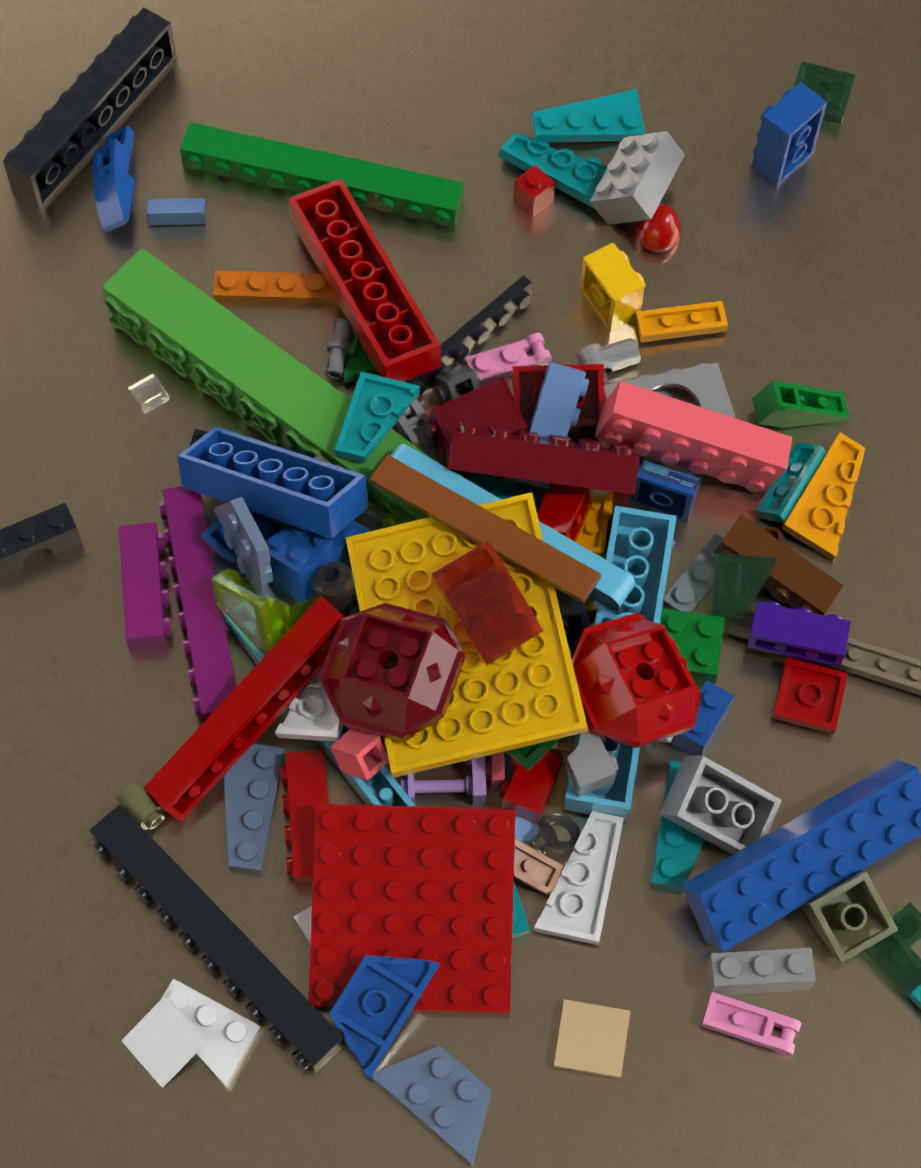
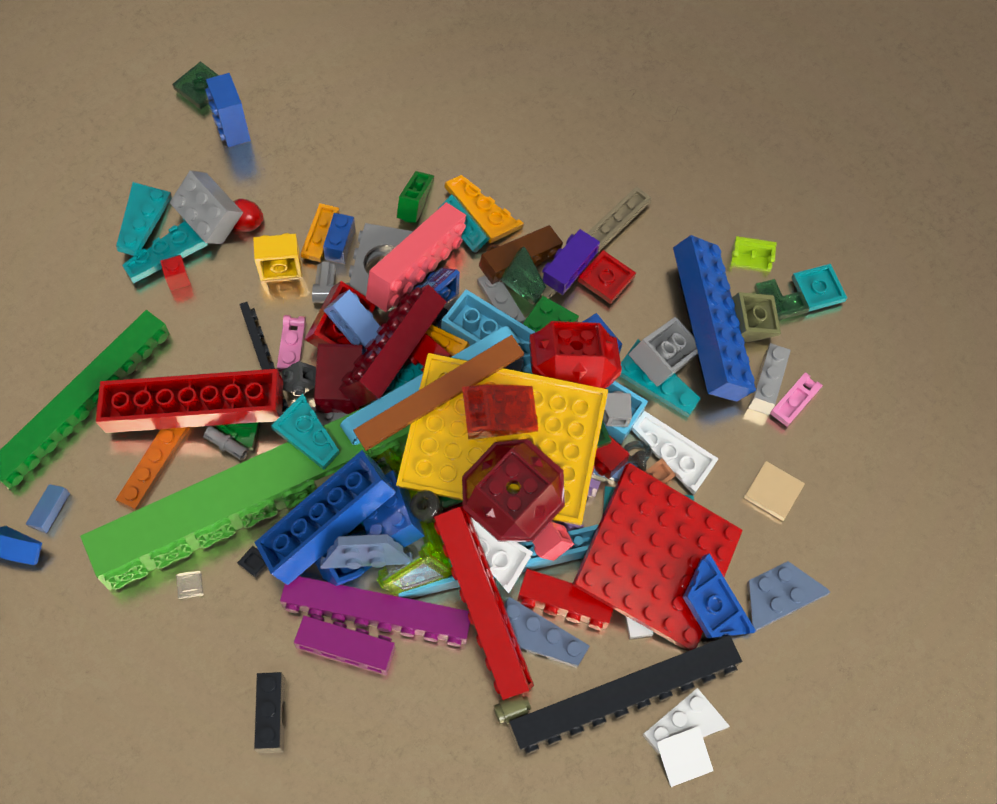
camera: 70 degrees left, 0 degrees up
(683, 345) = (339, 238): none -> blue brick

